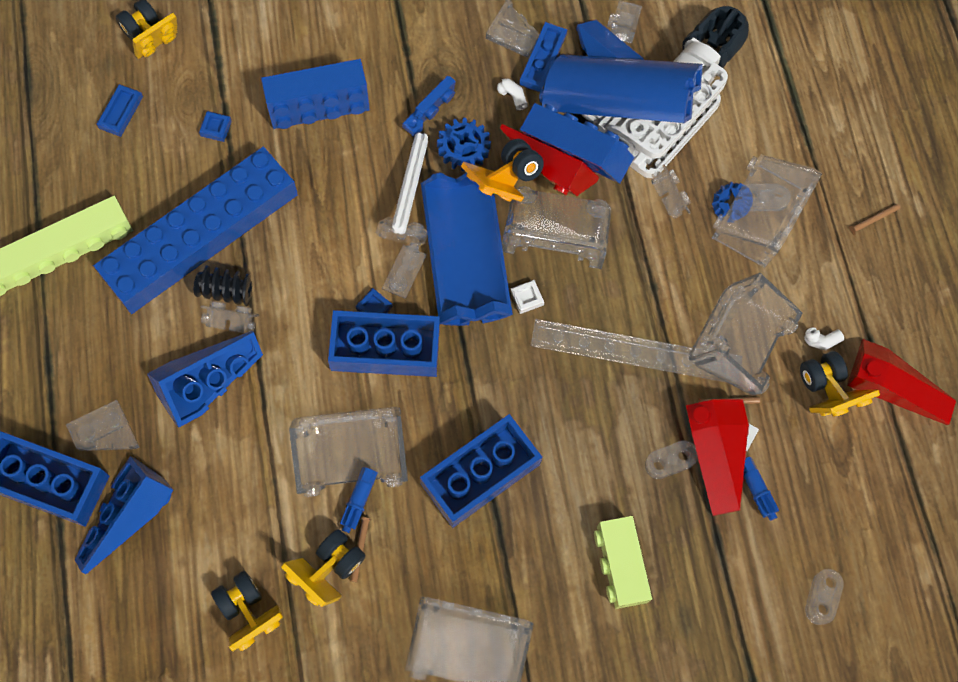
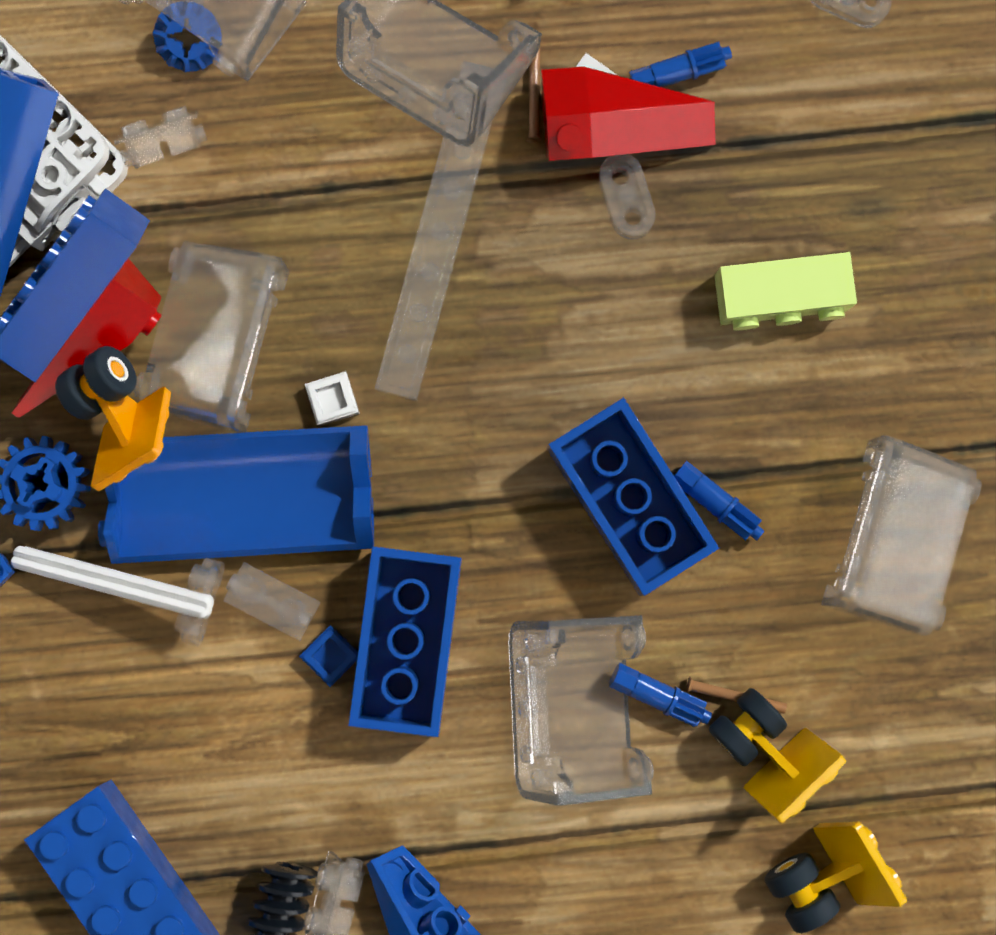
camera: 85 degrees left, 15 degrees up
(483, 528) = (718, 502): none -> blue piece

